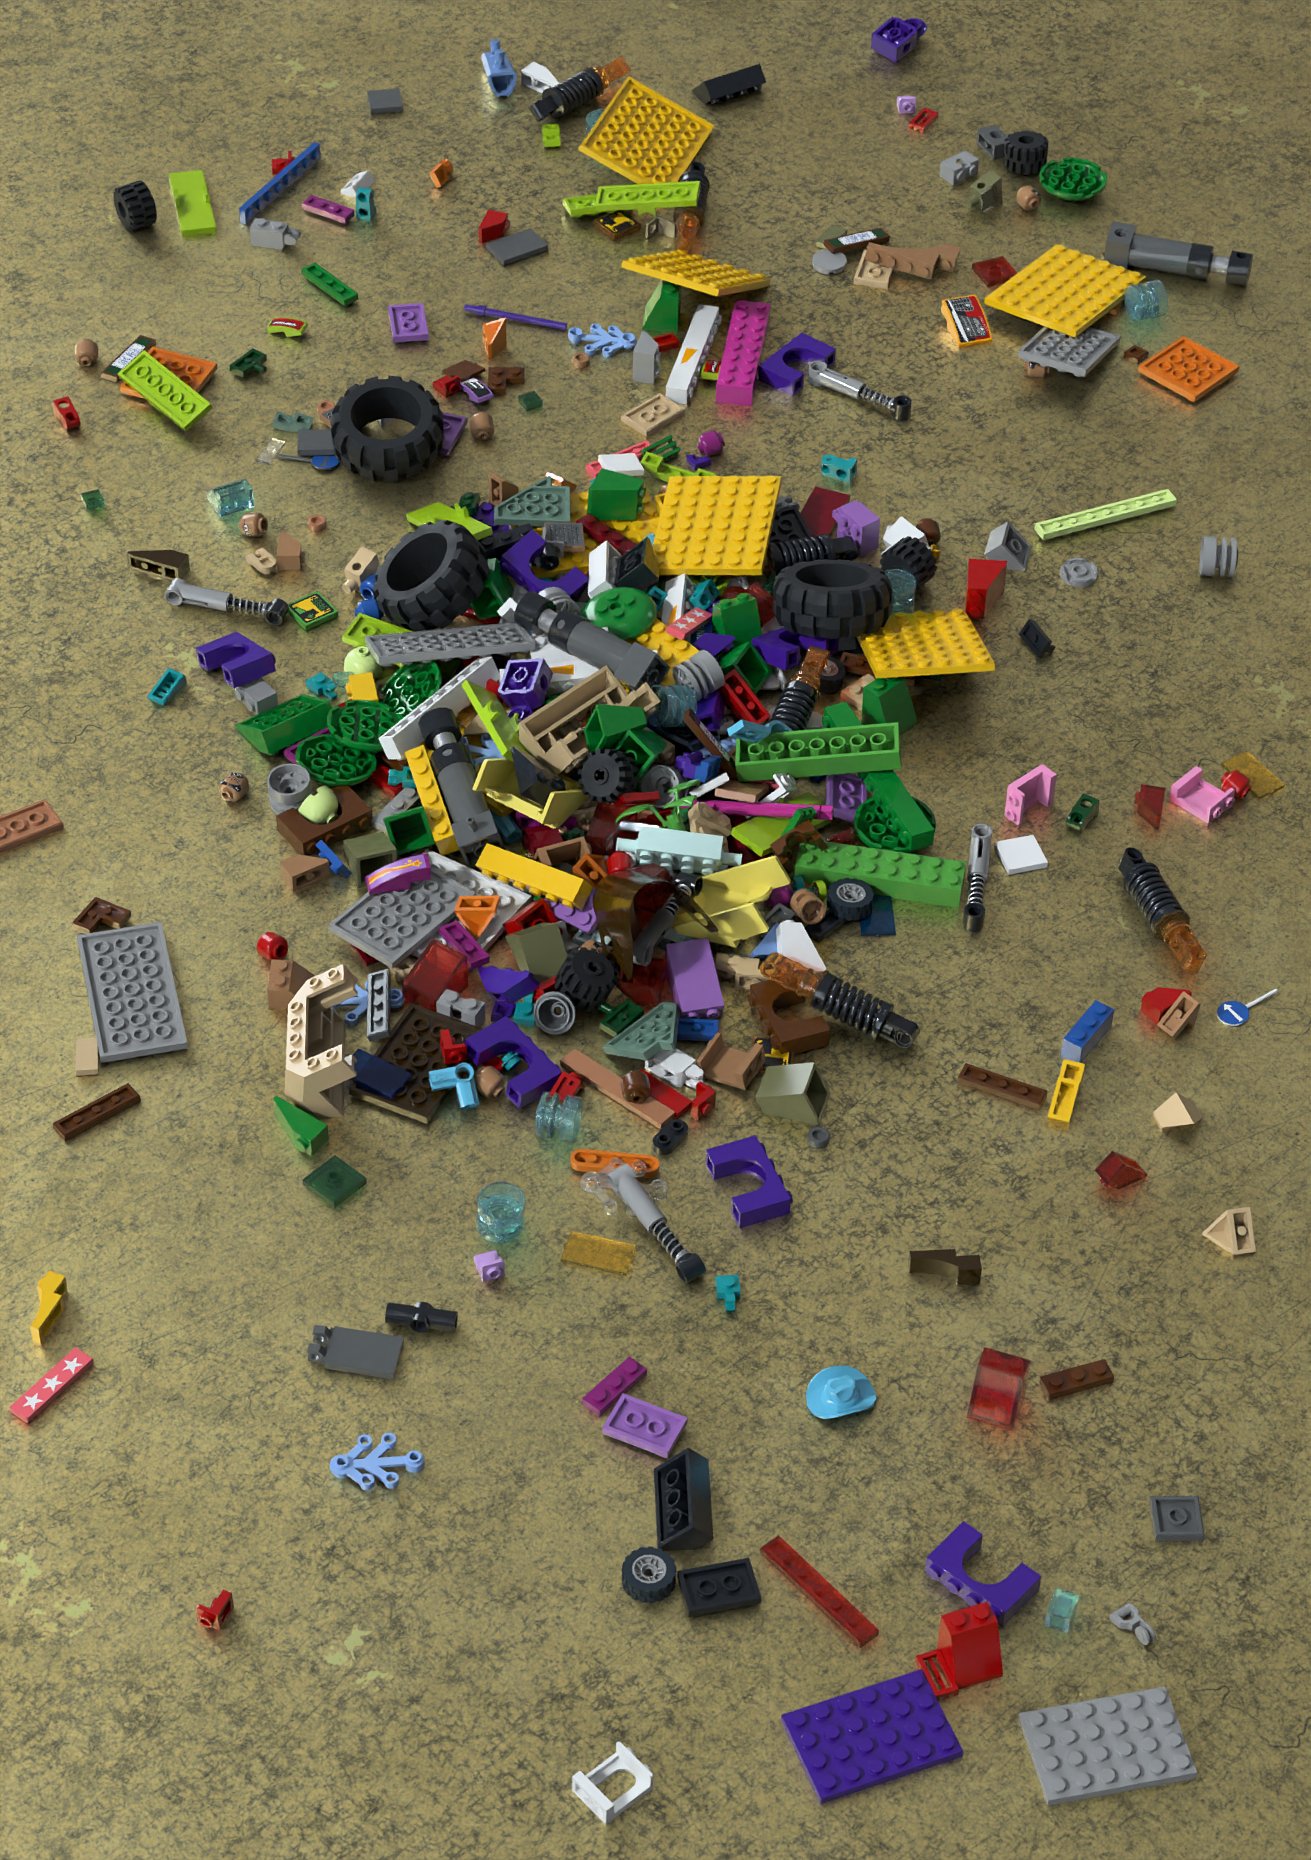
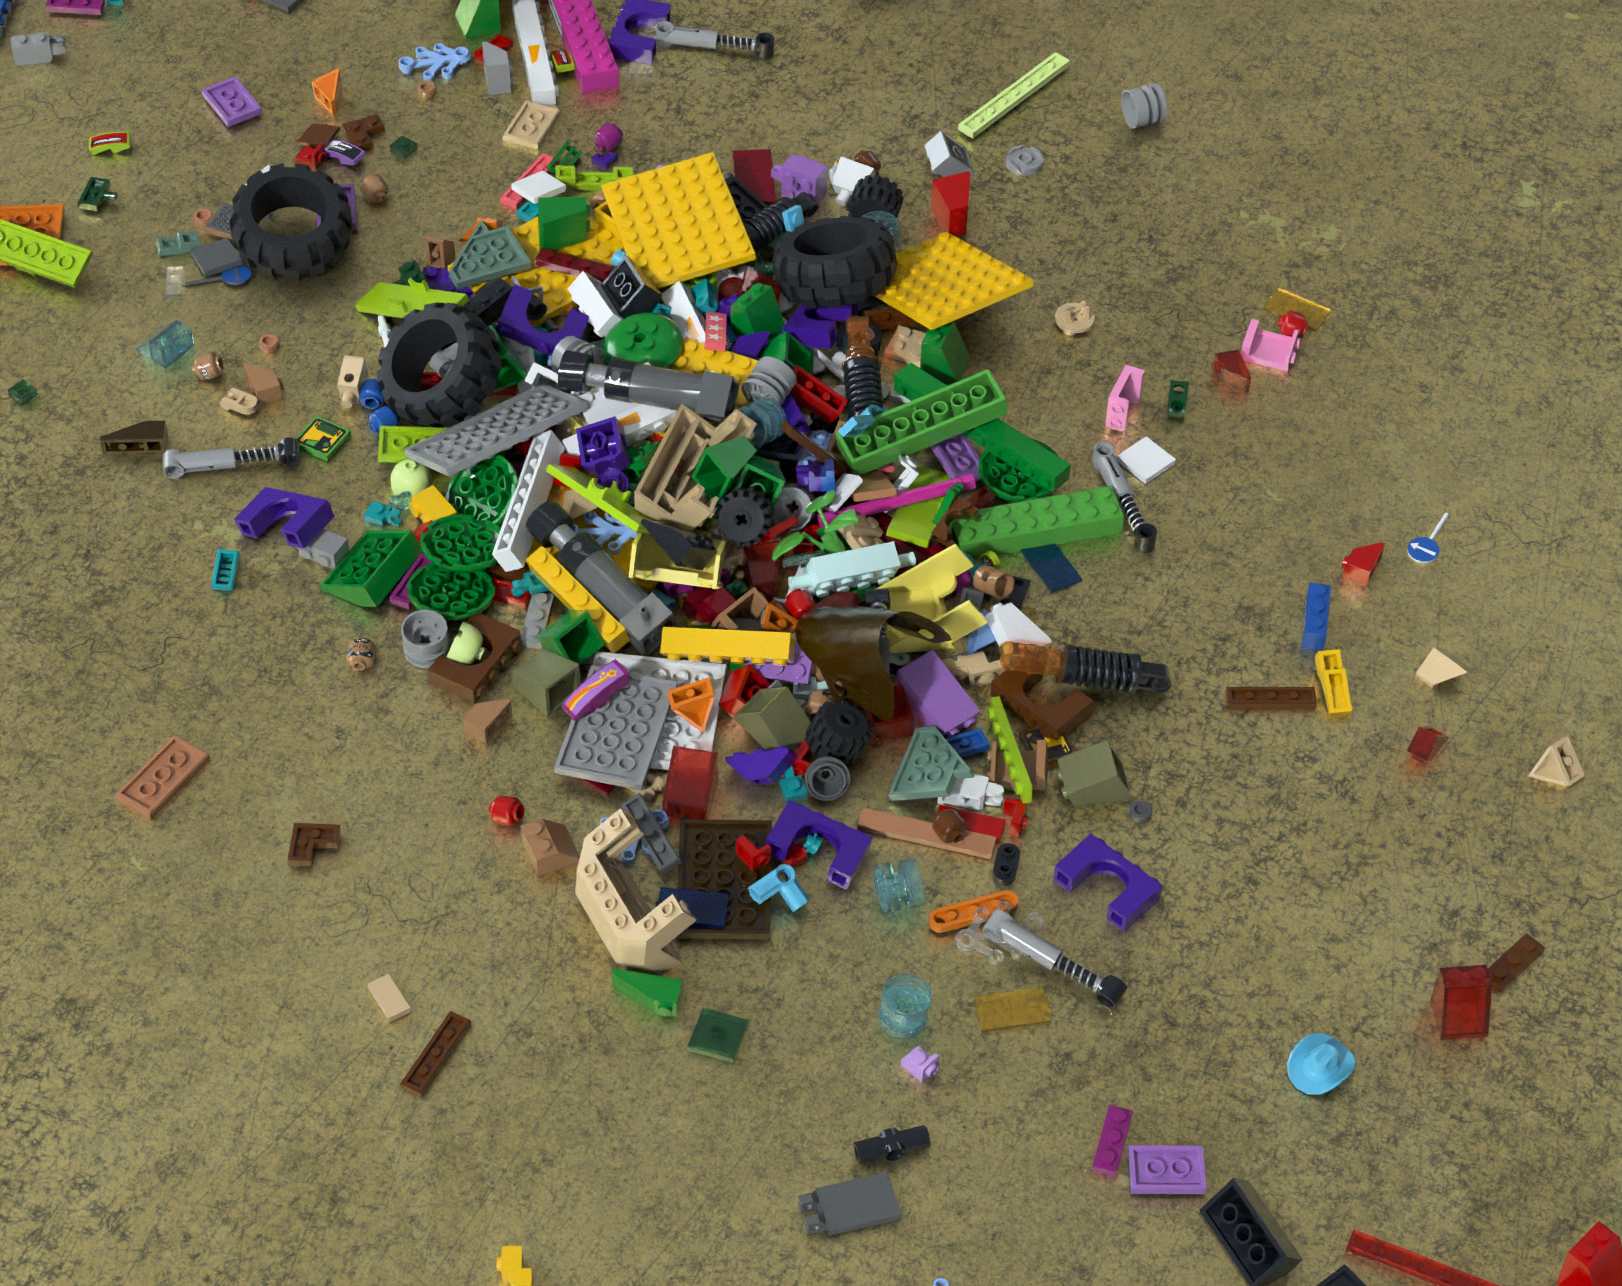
camera: 25 degrees left, 5 degrees up
(131, 992) = (393, 911): light grey plate -> none
(329, 284) = (126, 84): green plate -> none
(337, 866) = (517, 700): blue plate -> none
(463, 942) = (697, 738): magenta plate -> none
(471, 1010) = (744, 804): light grey brick -> none
(483, 310) = (297, 66): dark purple bar -> none
(489, 1081) = (807, 872): medium nougat head -> none
(501, 1010) = (769, 794): dark purple tile -> none
(567, 1085) = (882, 849): red bracket -> none
(569, 533) = (536, 275): tile -> none
(620, 1016) = (886, 759): dark green plate -> none
(727, 1048) = (1011, 752): none -> lime plate
(728, 1289) = (1155, 998): teal plate -> none
(823, 551) = (793, 218): none -> medium azure plate
(838, 467) = (742, 124): teal leg -> none
(850, 899) = (1025, 560): black wheel -> none
(945, 1263) = (1336, 894): dark brown slope -> none
(1005, 1597) = (1523, 1198): dark purple arch -> none
(1035, 717) = (1074, 318): none -> tan plate
(1036, 638) = (1029, 239): black plate -> none
(1161, 909) = (1307, 471): piece -> none
(1179, 1015) = (1386, 569): medium nougat slope -> none

